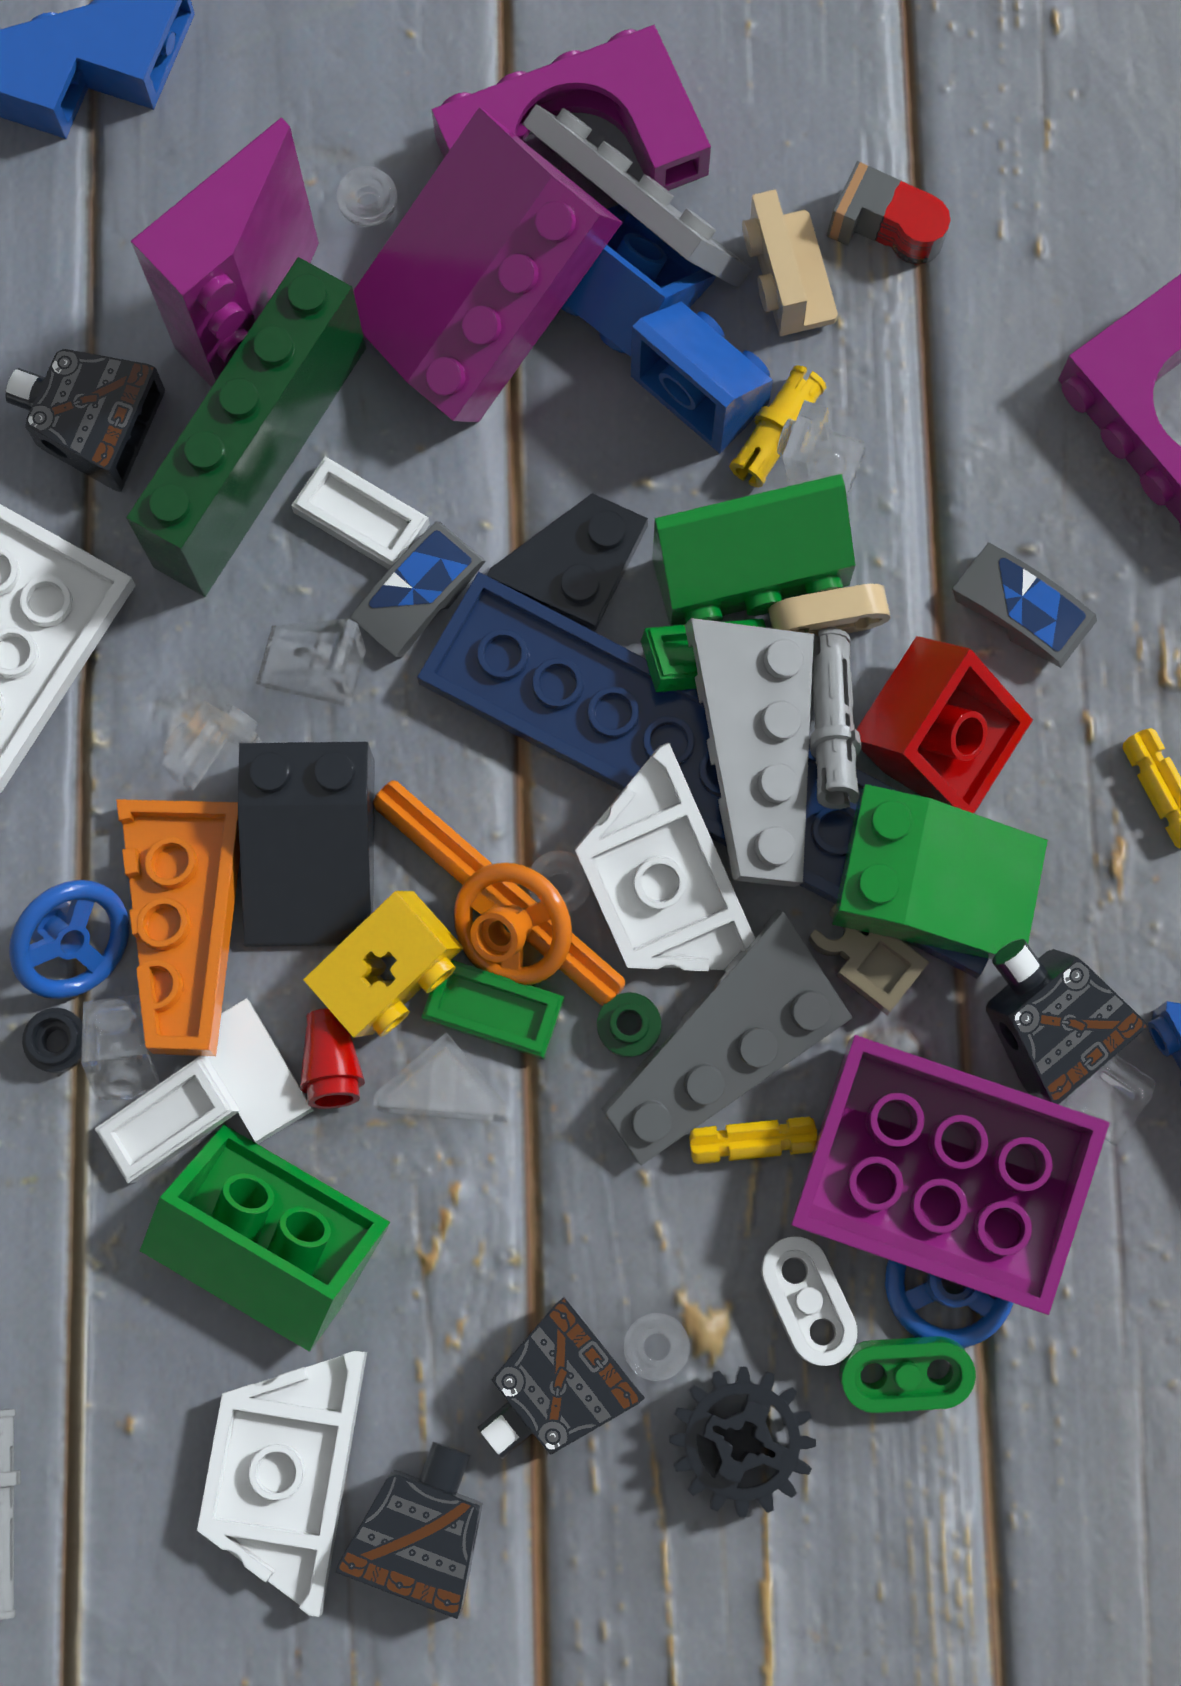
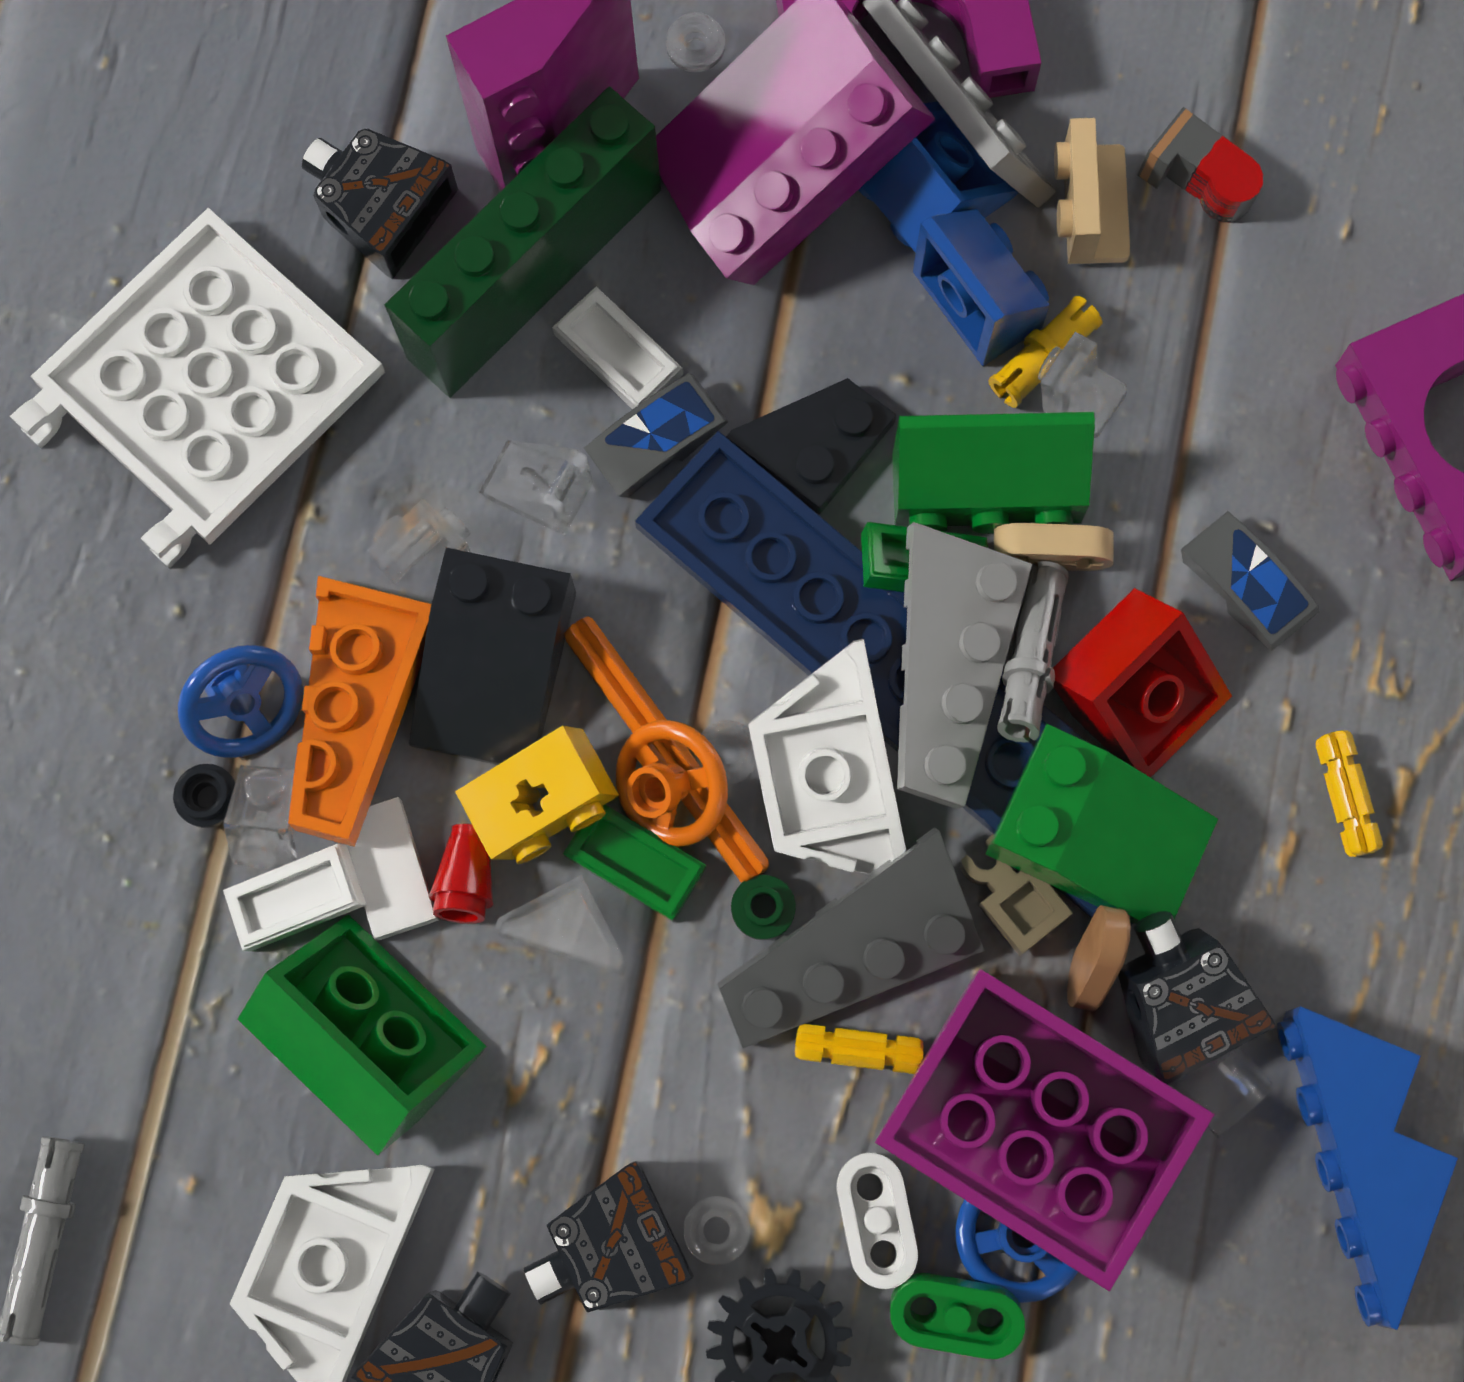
camera: 15 degrees right, 0 degrees up
(964, 999) = (1098, 958): none -> medium nougat tile

